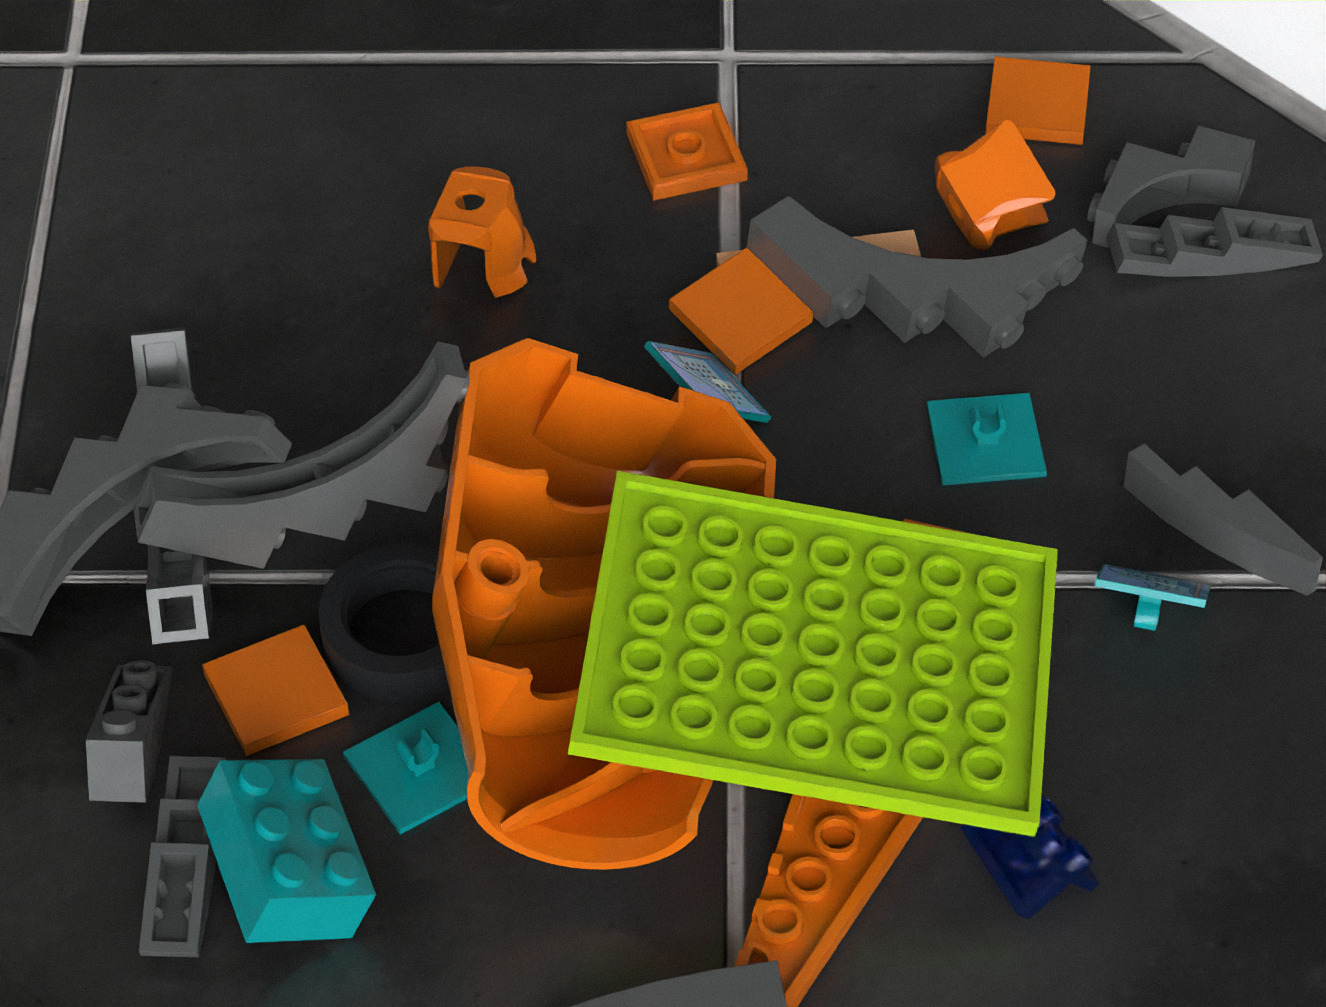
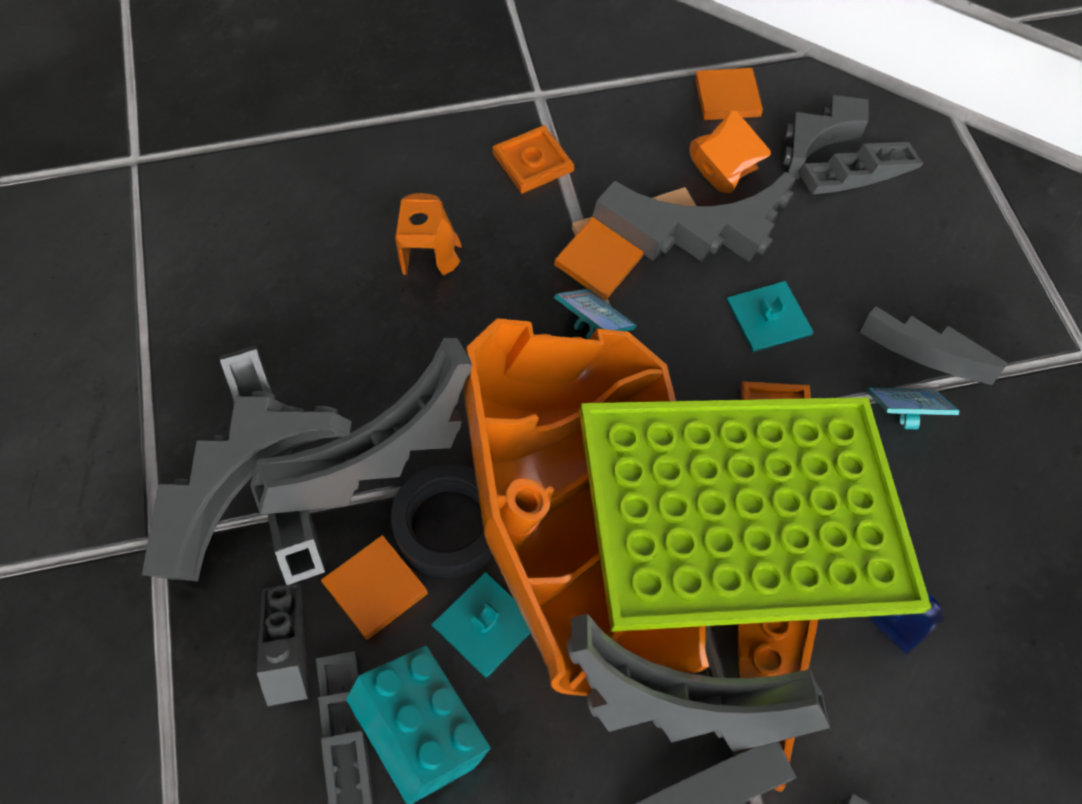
camera: 15 degrees left, 10 degrees up
(583, 843) = (686, 705): none -> dark grey arch

